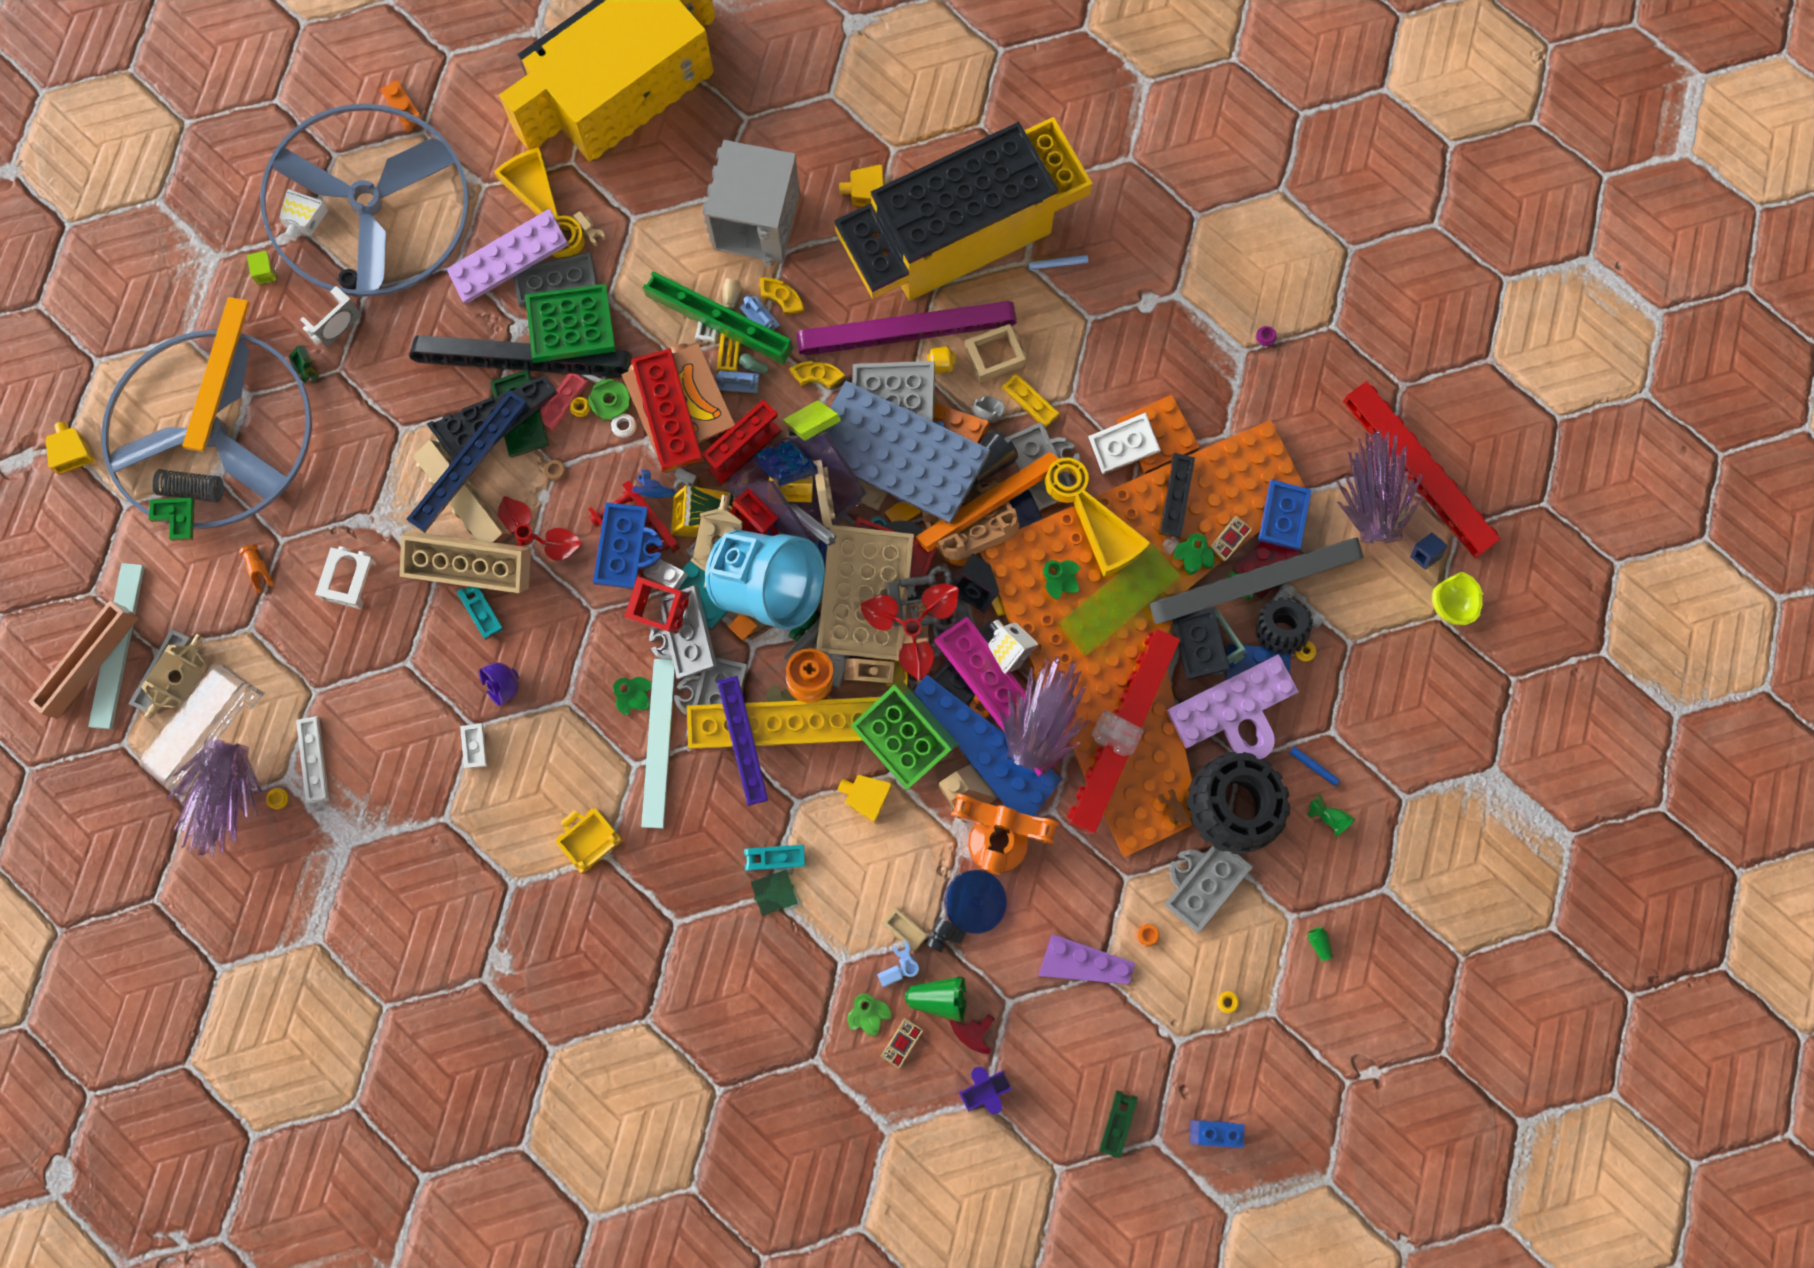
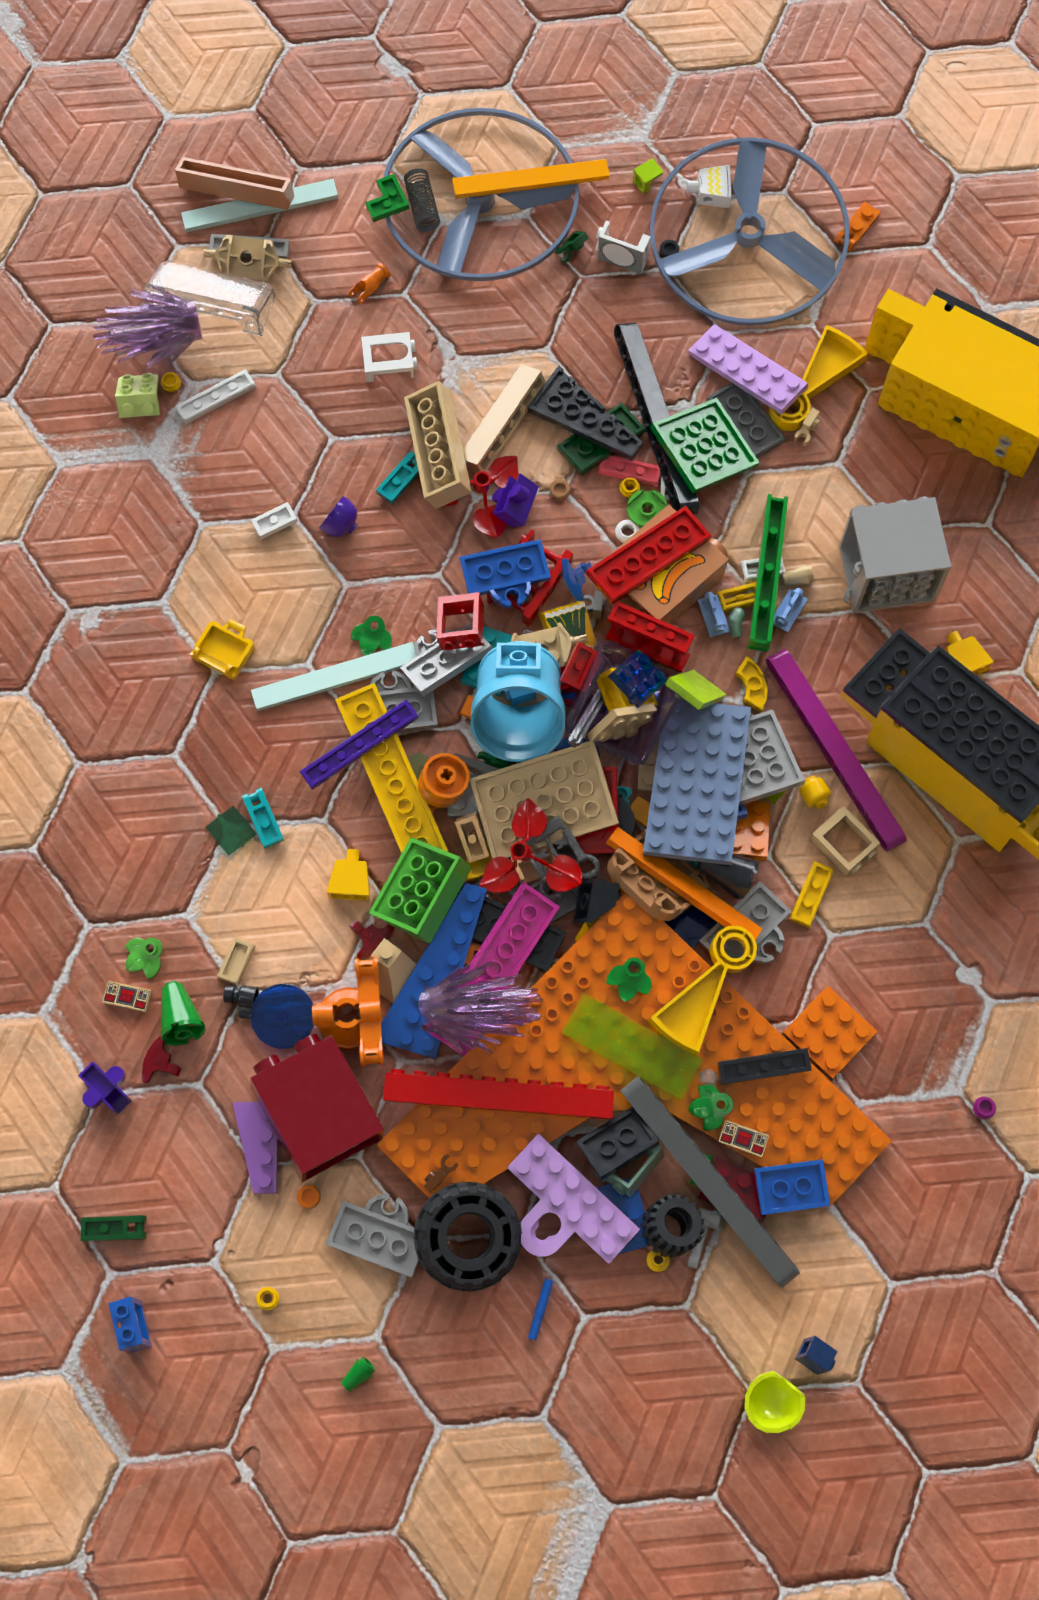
camera: 70 degrees right, 5 degrees down
(67, 449) = (417, 96): yellow torso -> none
(277, 835) = (137, 395): none -> yellowish green bracket
(467, 461) = (531, 408): dark blue plate -> none
(551, 513) = (515, 500): none -> dark purple piece
(666, 574) = (496, 621): white plate -> none
(782, 294) = (820, 622): yellow tile -> none
(908, 967) = (199, 976): light blue bar -> none
(928, 796) = (371, 937): none -> dark red piece
(989, 409) = (782, 855): light grey hair -> none
(1010, 645) = (544, 956): white torso -> none
(1057, 262) = (971, 870): light blue bar -> none
(1074, 898) = (315, 1106): none -> dark red brick
(1116, 733) = (488, 1084): clear brick -> none
(1124, 444) = (803, 1000): white tile -> none
(1334, 817) = (492, 1346): green animal -> none
(1379, 491) = (854, 1277): clear purple plant -> none
(1435, 485) = (904, 1320): red brick -> none

